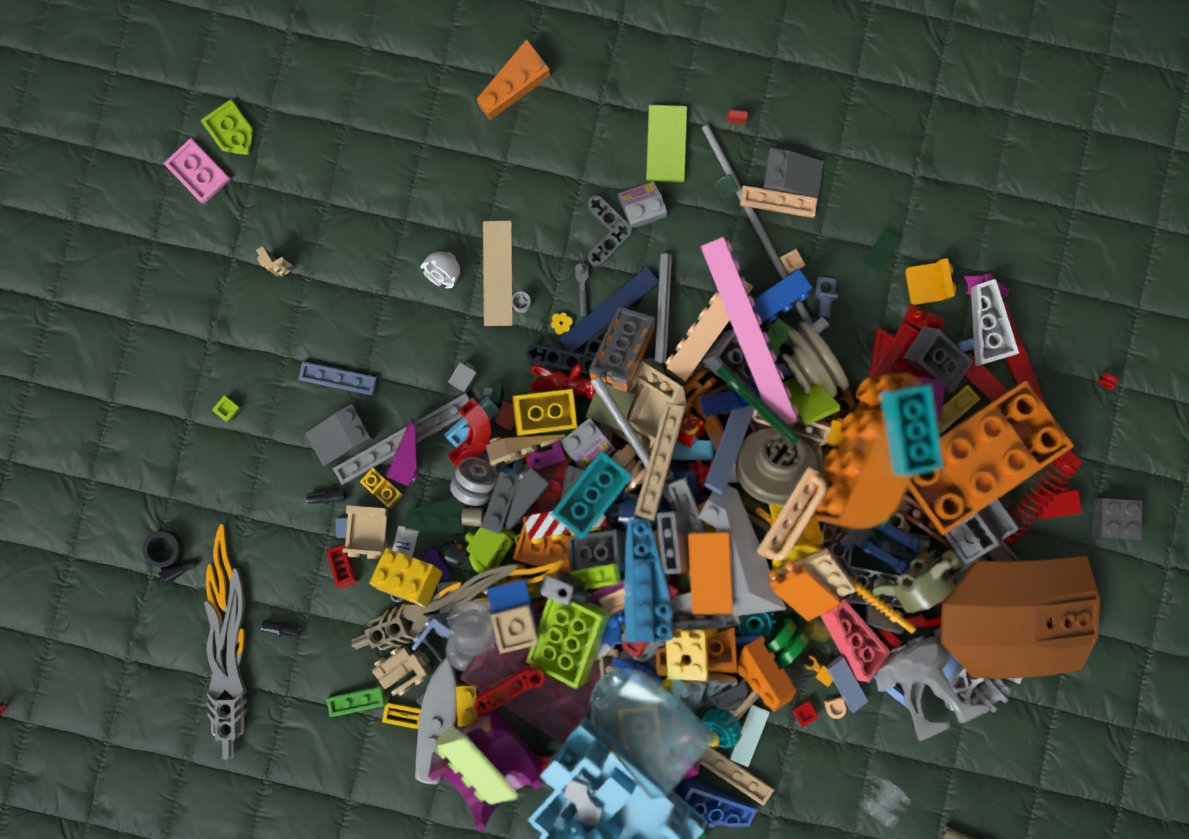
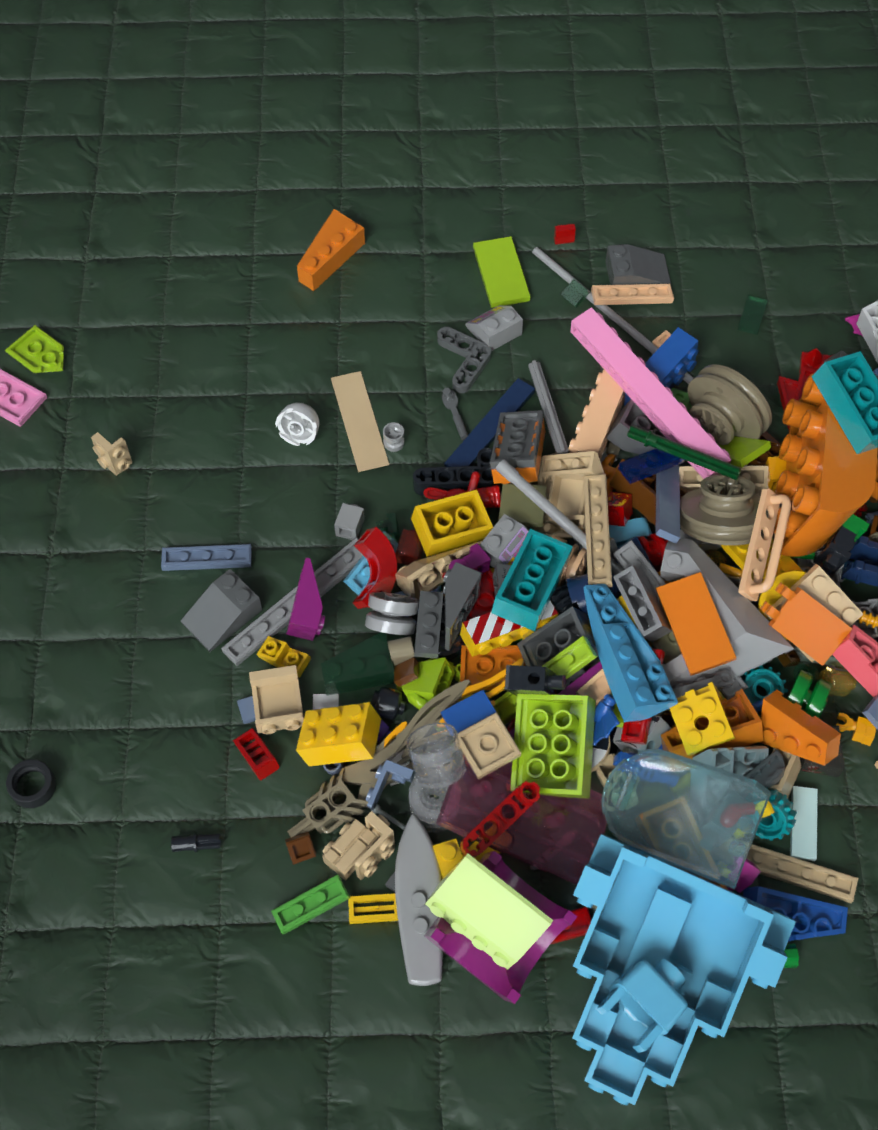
camera: 20 degrees left, 25 degrees down
(171, 573) = (45, 809): black cone -> none
(226, 408) = (82, 614): lime plate -> none
(228, 632) = (131, 921): light grey piece -> none
(326, 497) = (219, 680): black axle -> none
(358, 655) = (300, 848): none -> reddish brown tile
(472, 536) = (406, 672): none -> reddish brown tile
(567, 321) = (442, 449): yellow plant -> none
(579, 794) = (643, 942): light grey tile -> none
(805, 713) = (858, 779): red plate -> none
(825, 298) = (712, 356): sand blue bracket -> none
(930, 282) = (816, 328): light orange bracket -> none

